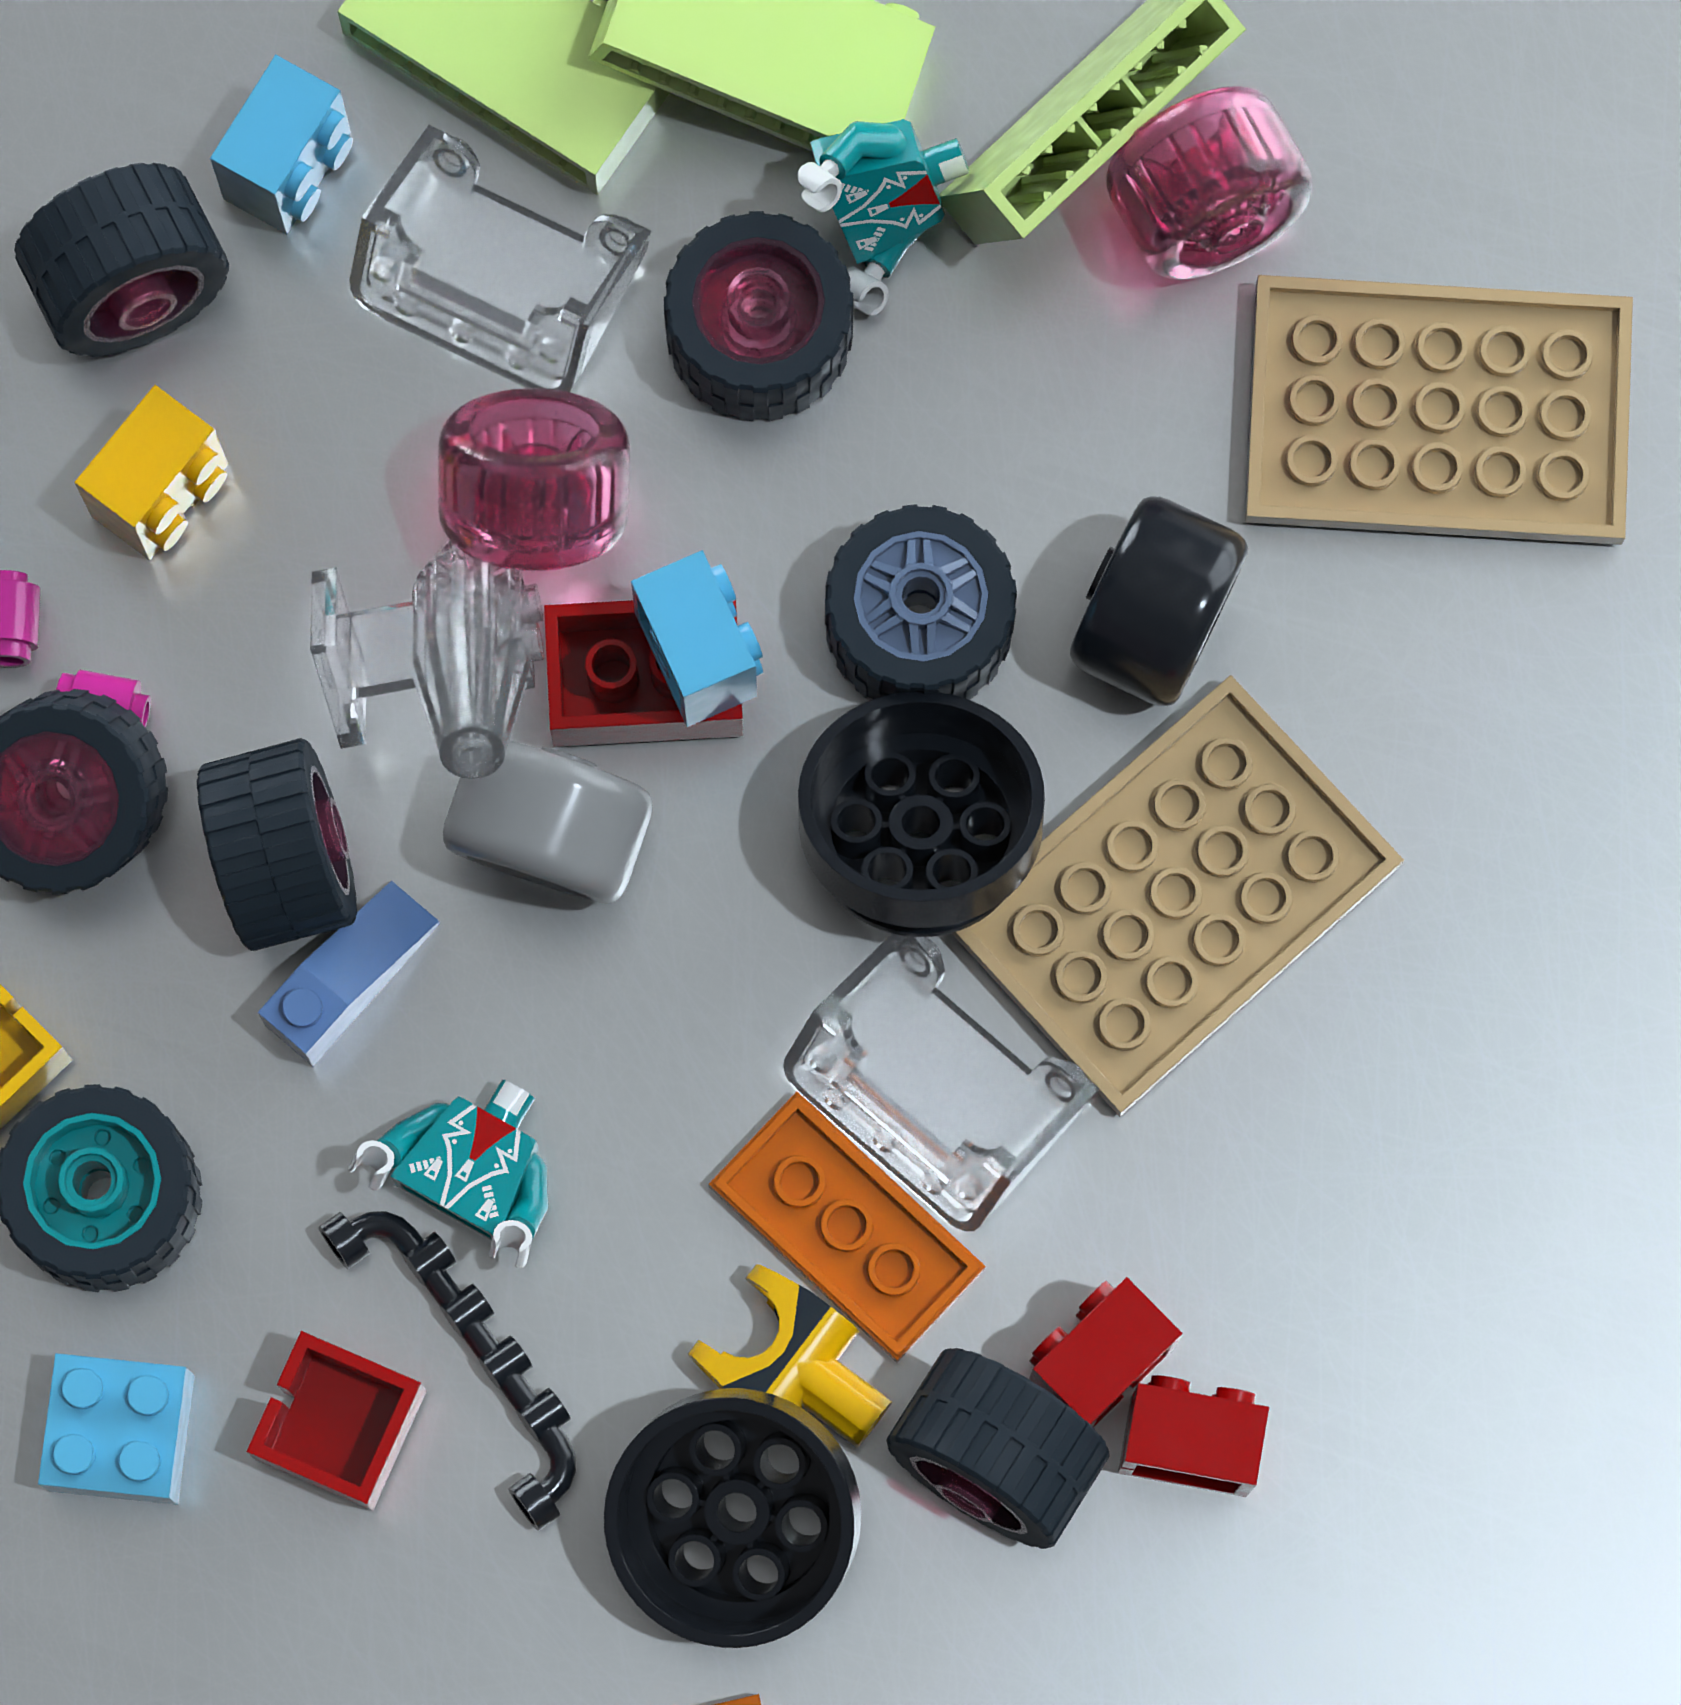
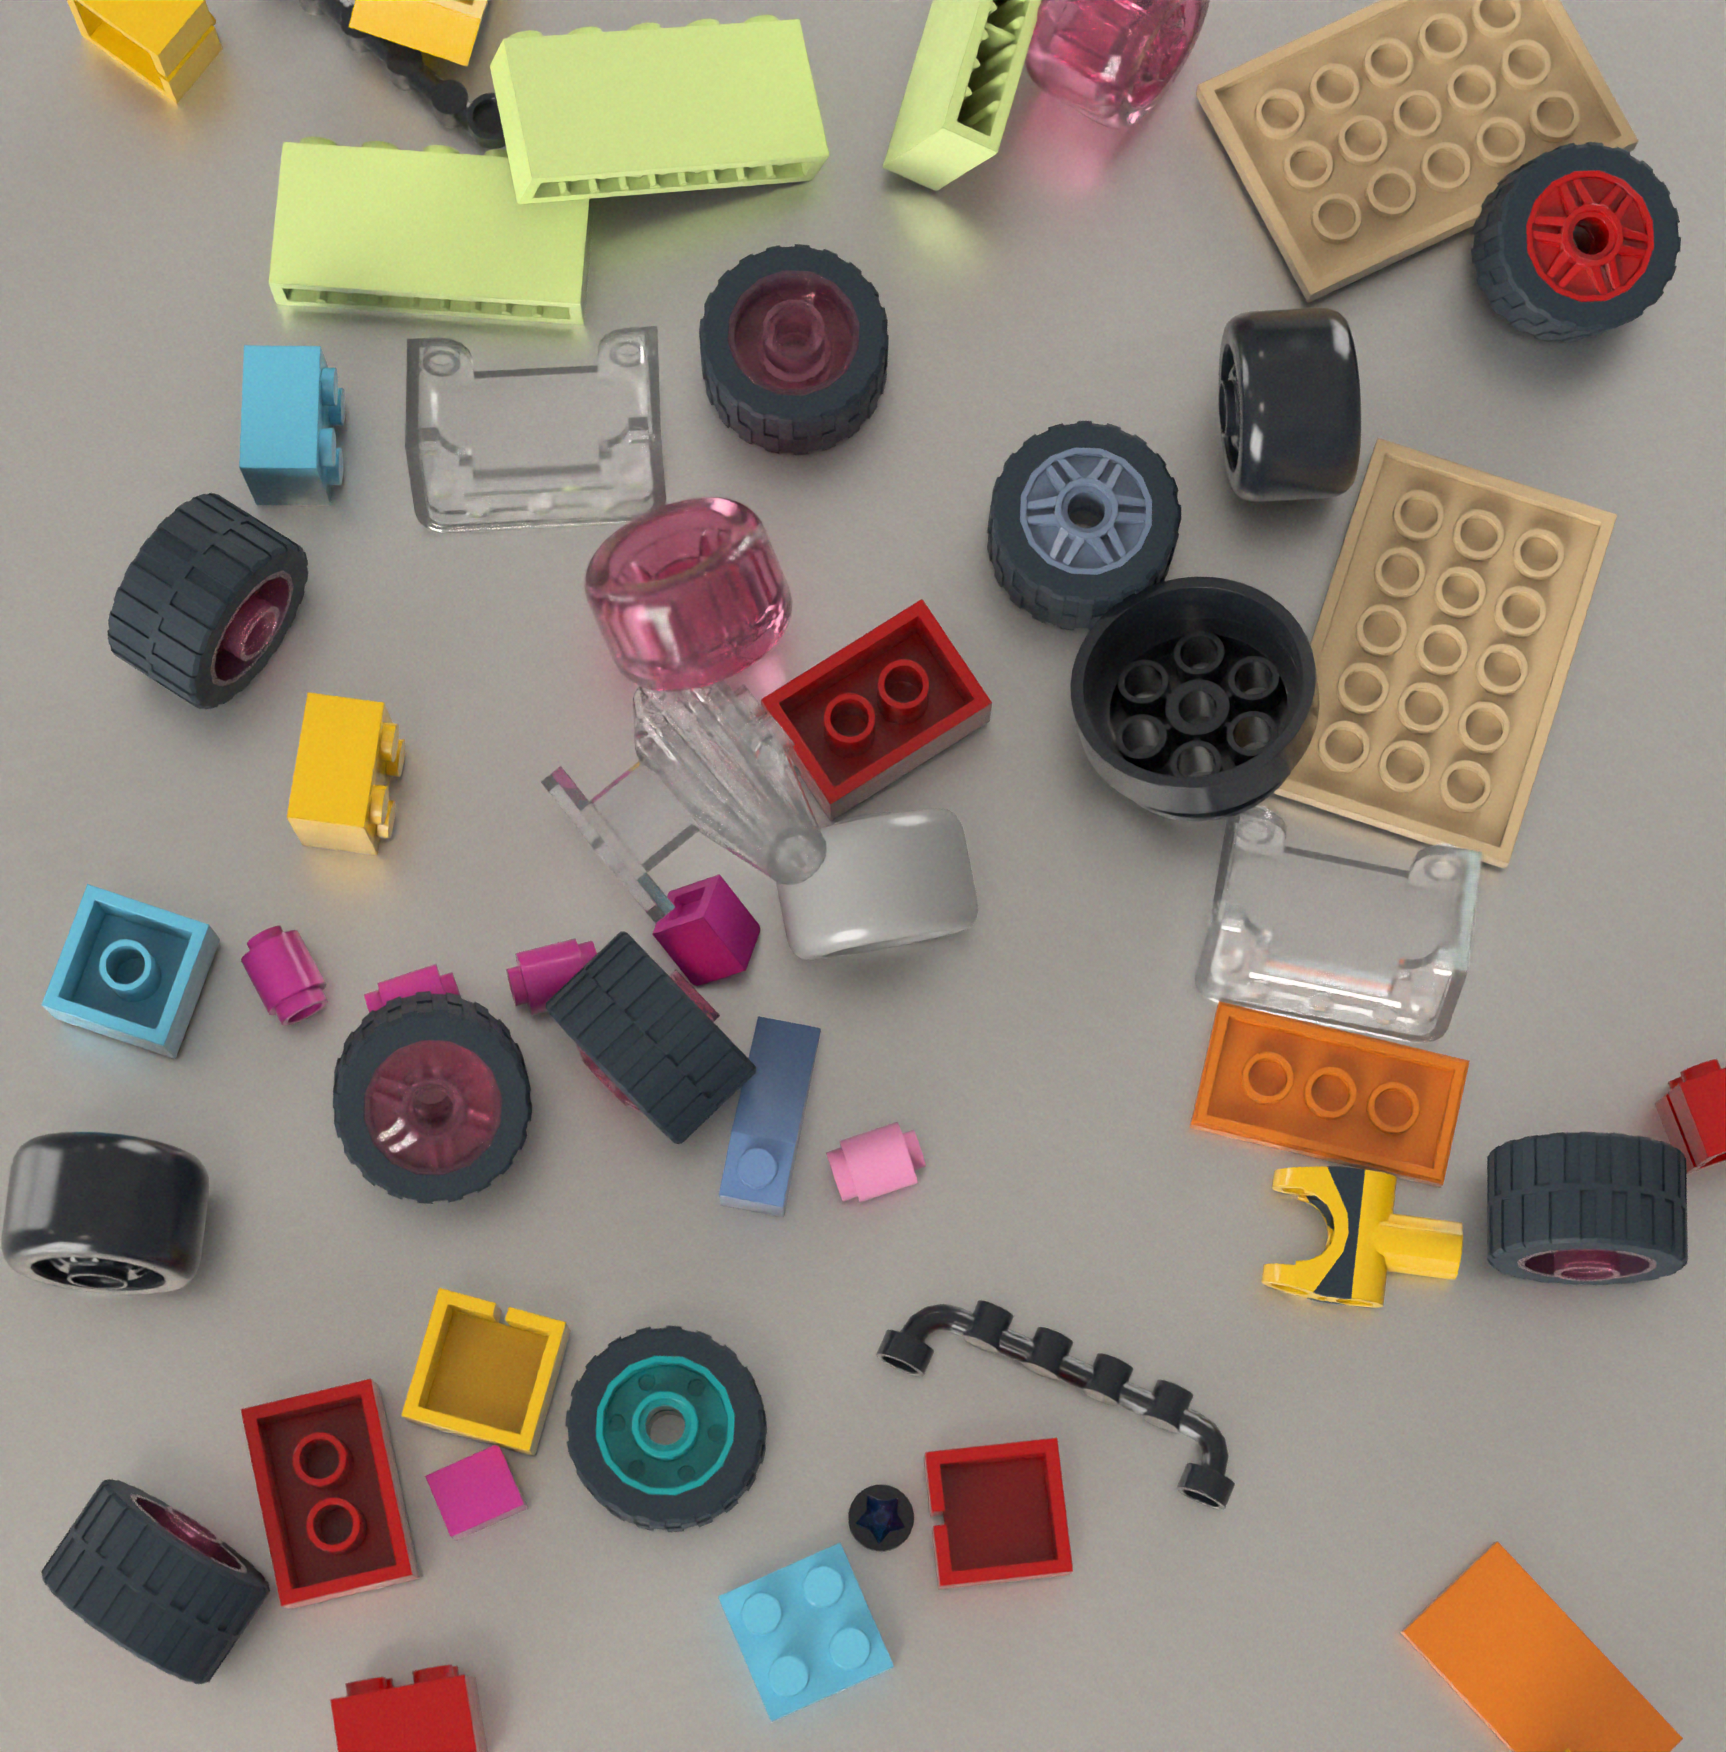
camera: 30 degrees left, 0 degrees up
(228, 736) = (545, 971): none -> dark pink brick
(241, 1370) = (881, 1518): none -> black tile
(389, 782) = (707, 931): none -> dark pink panel
(415, 1063) = (876, 1162): none -> bright pink brick
(469, 1166) = (980, 1226): teal torso -> none
(694, 636) = (921, 650): medium azure brick -> none
(725, 1602) = (1418, 1480): black wheel -> none
(880, 195) = (841, 184): teal torso -> none
(1107, 1352) = (1625, 1071): red piece -> none
(1555, 587) = (1621, 234): none -> wheel

